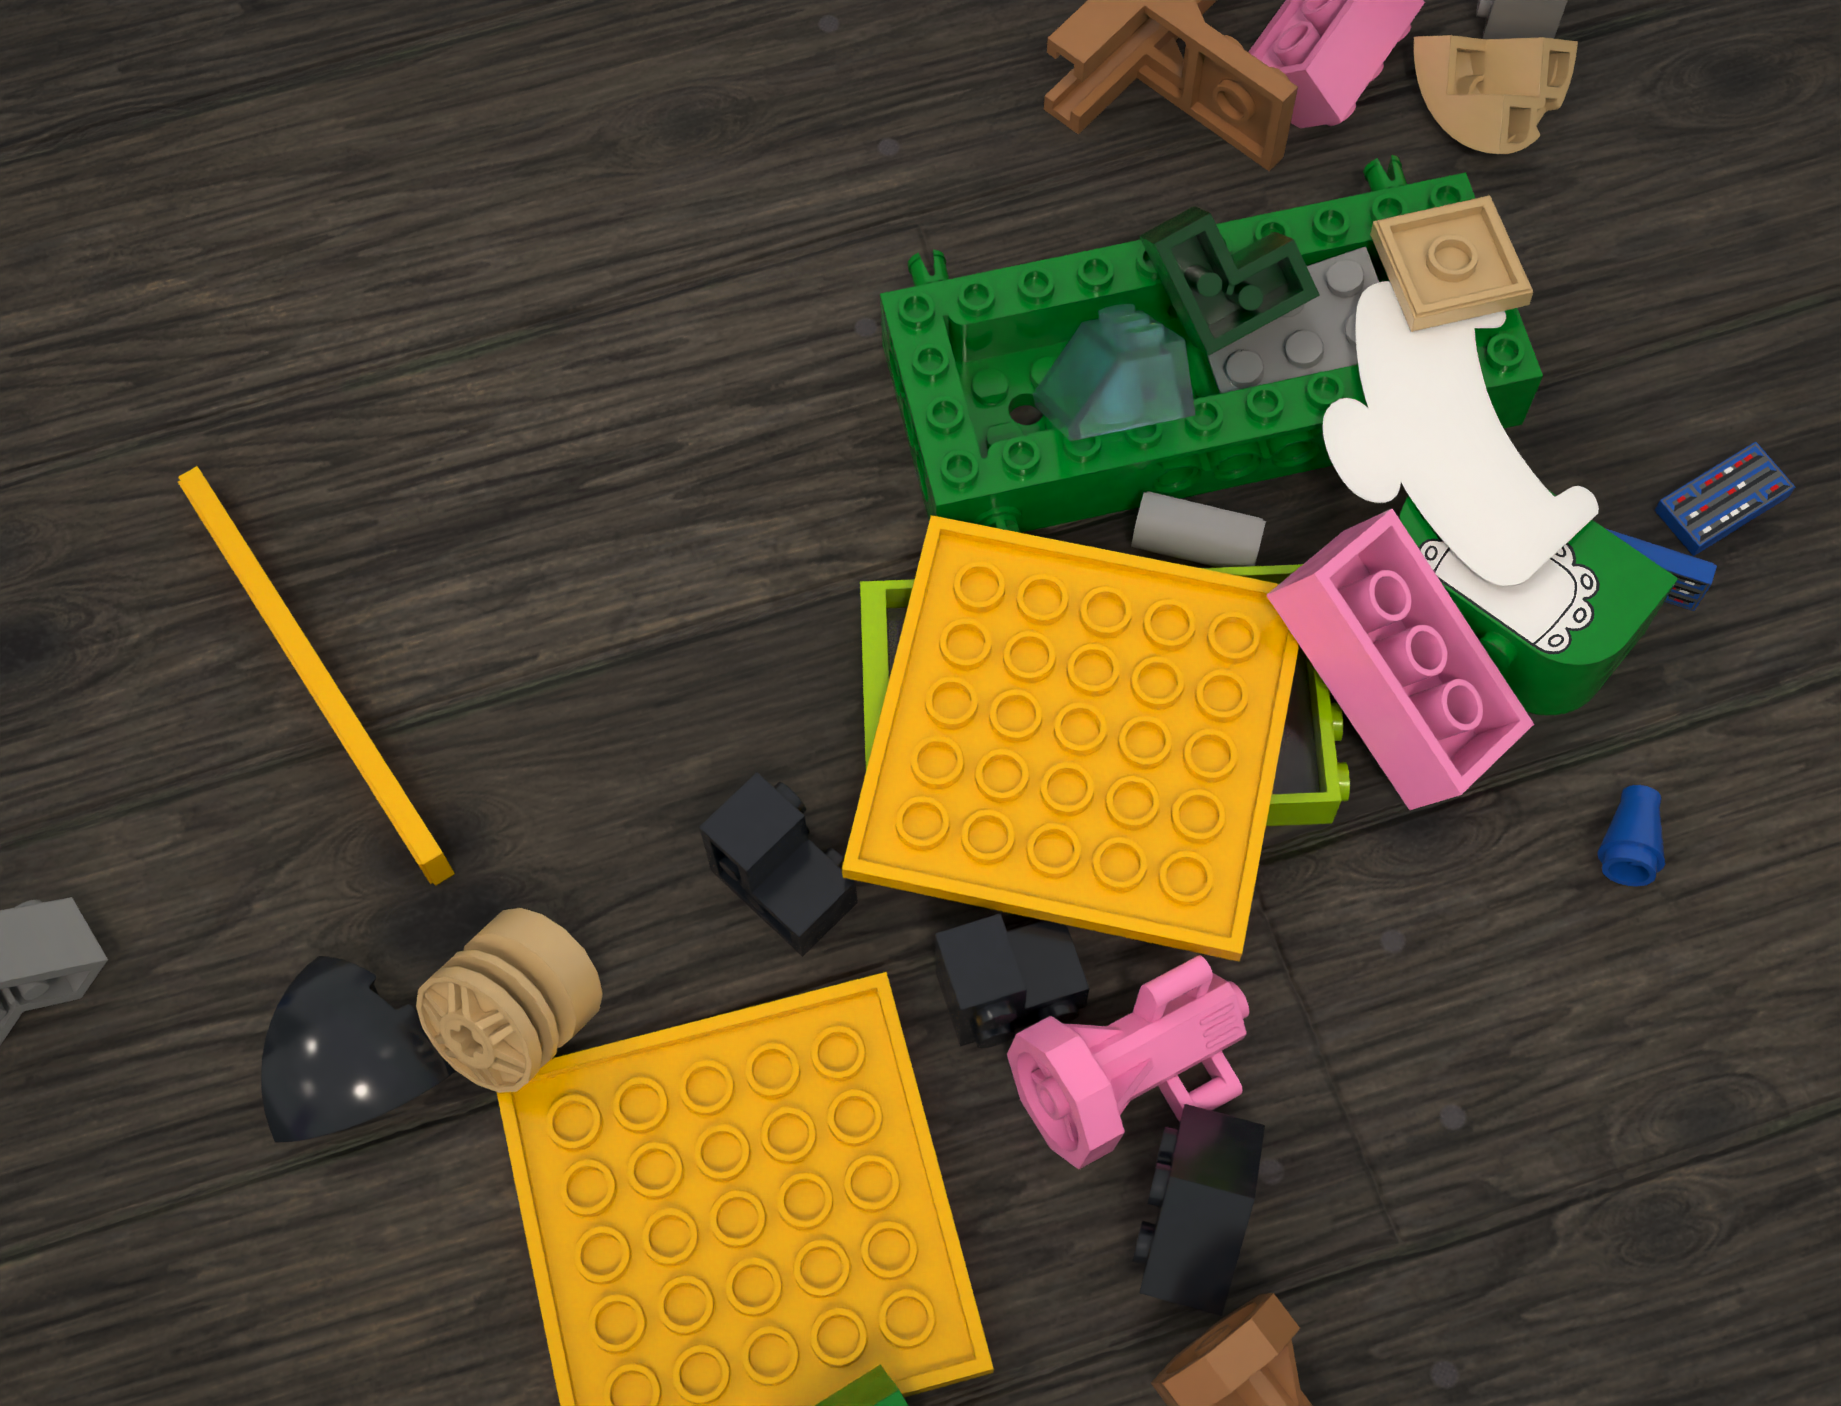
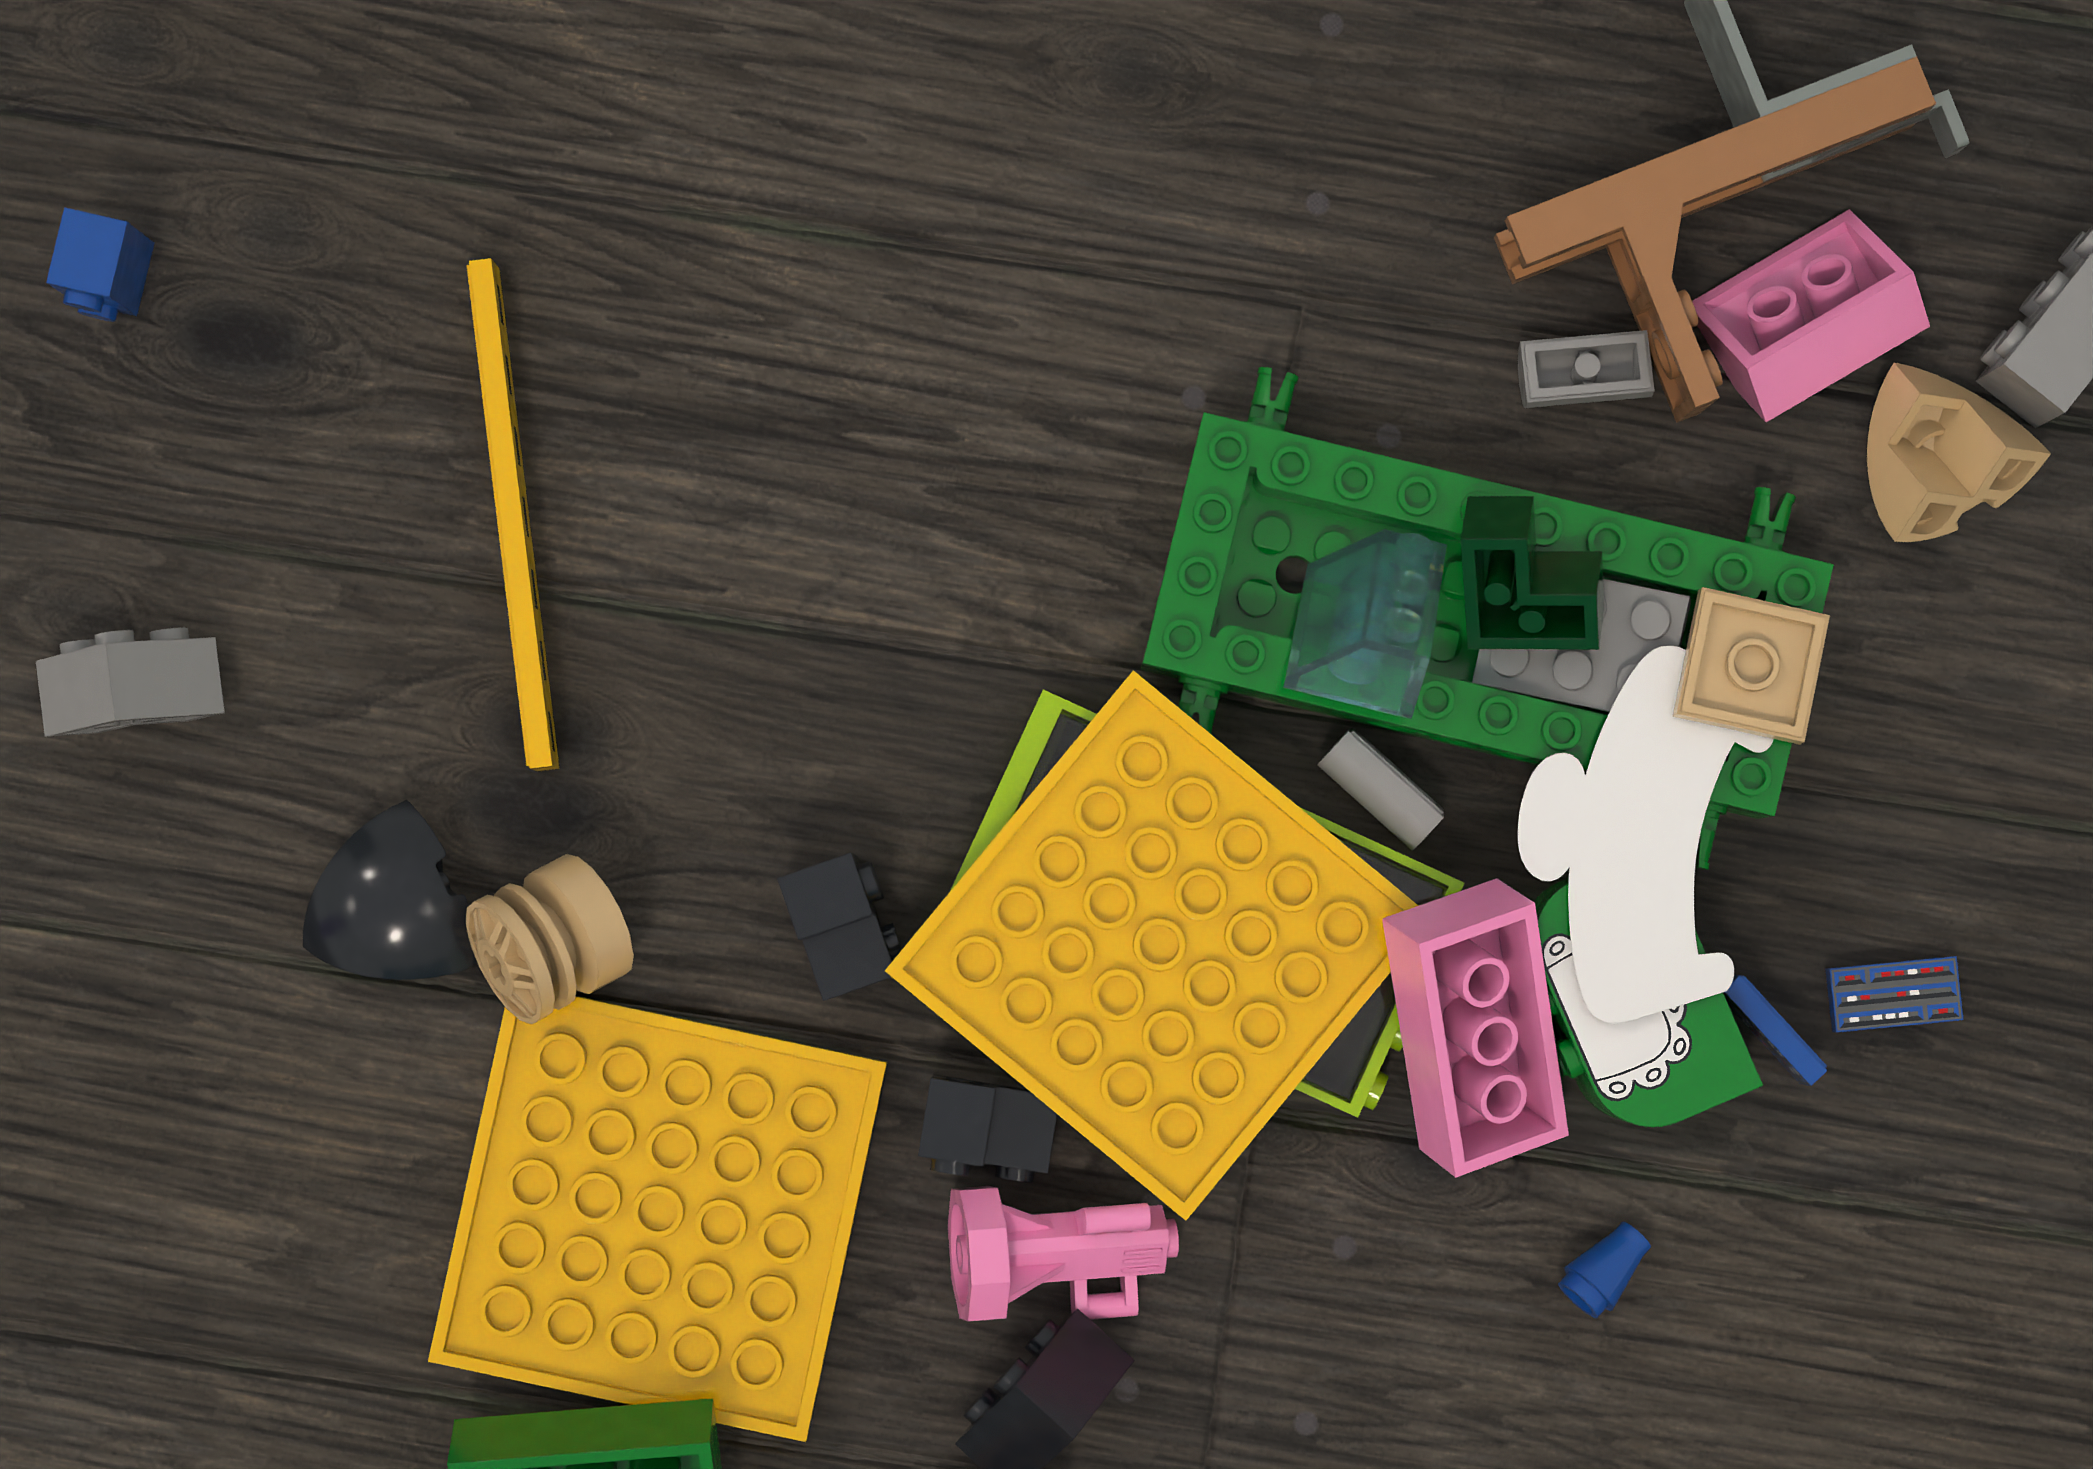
camera: 25 degrees right, 20 degrees up
(1173, 155) = (1585, 369): none -> light grey brick

